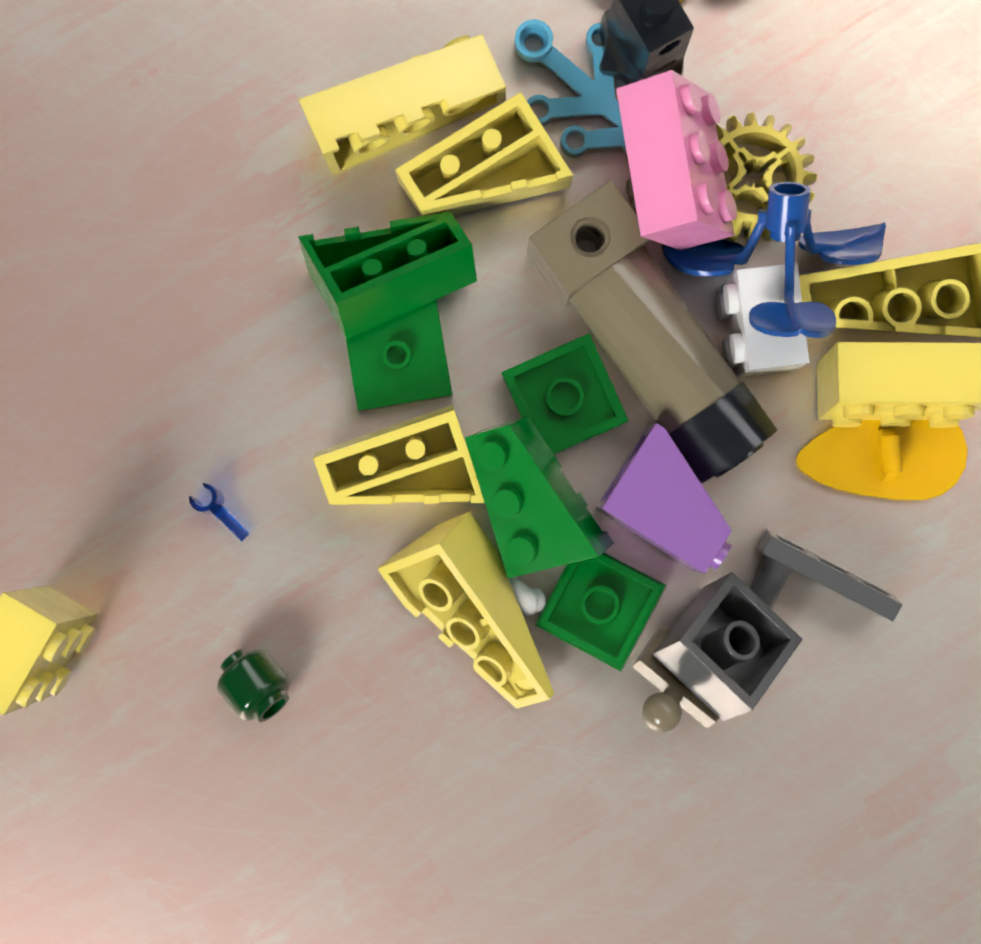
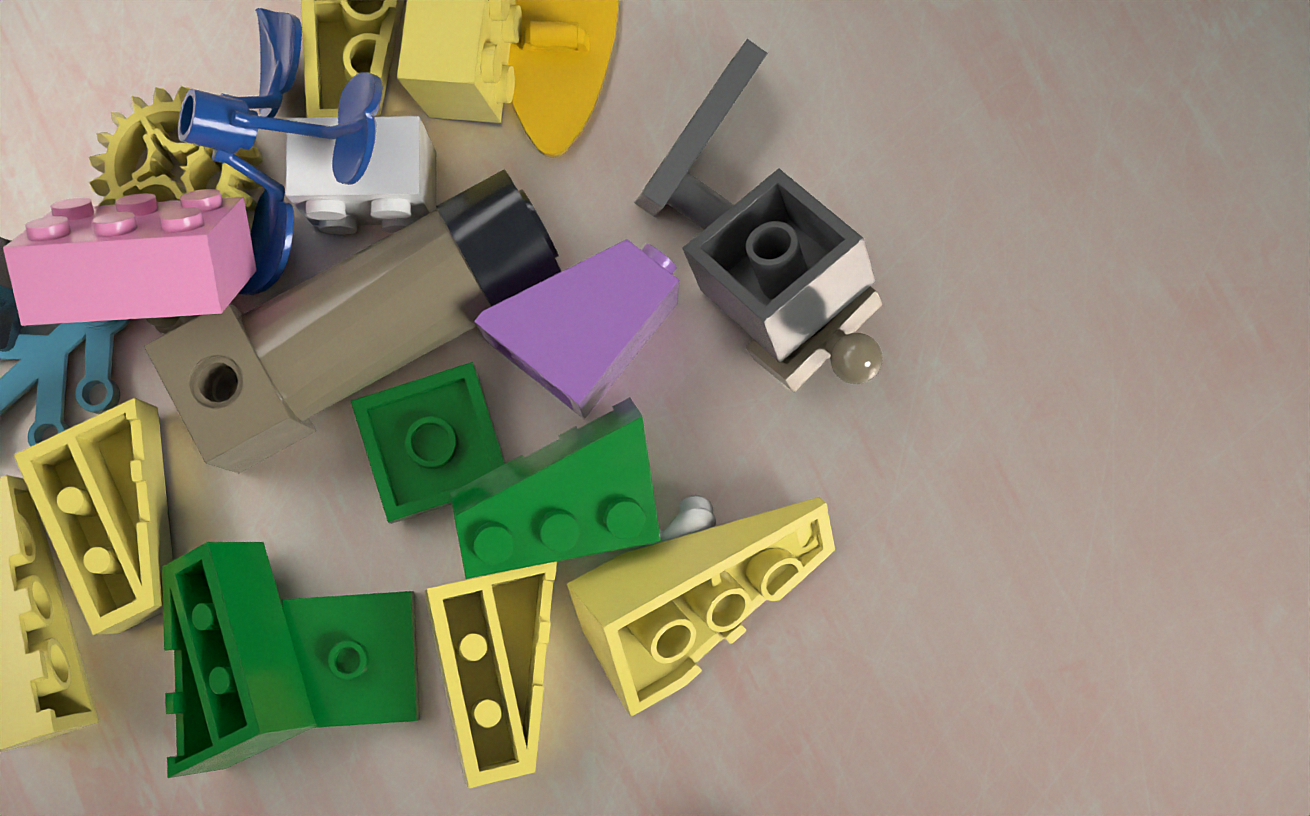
camera: 85 degrees left, 5 degrees down
(601, 608) = (713, 424): green plate -> none

